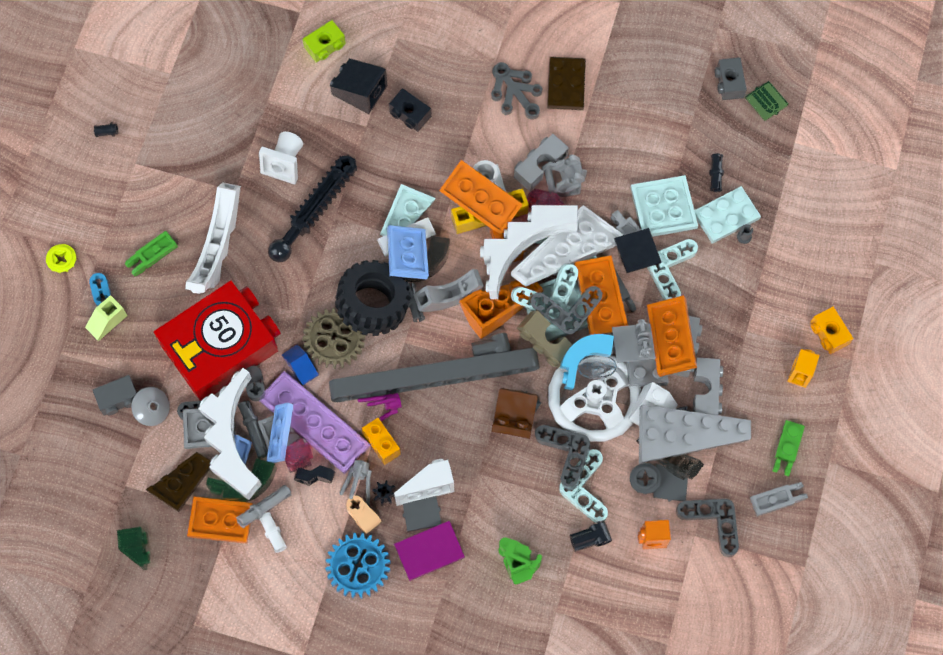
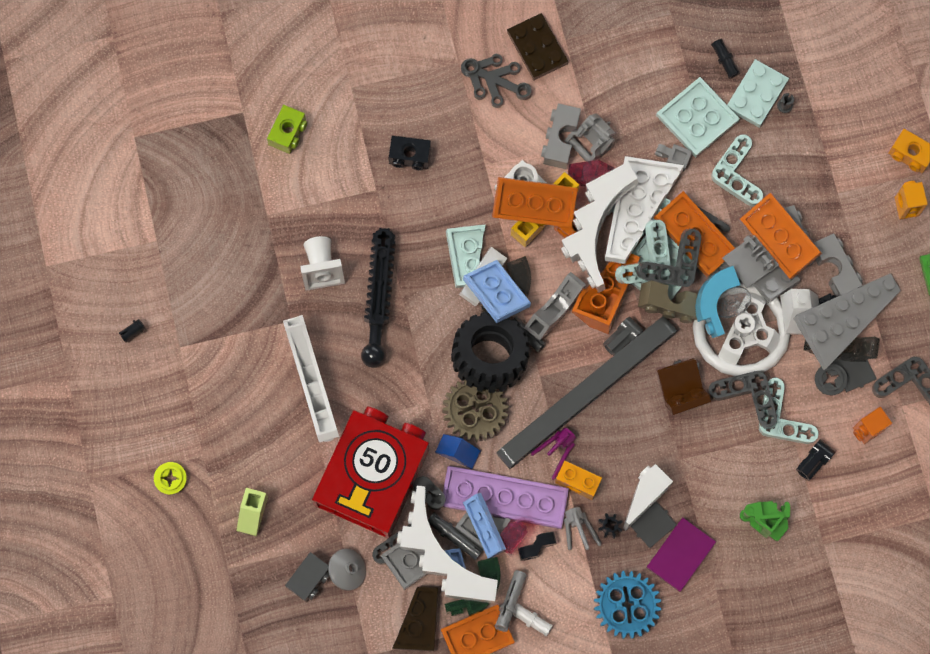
camera: 30 degrees left, 5 degrees up
(96, 291) = (231, 484): dark azure beam -> none
(151, 253) = (254, 423): bright green hinge -> none
(359, 84) = (347, 153): black slope -> none
(365, 516) = (606, 557): light nougat piece -> none
(637, 250) = (700, 172): black piece -> none

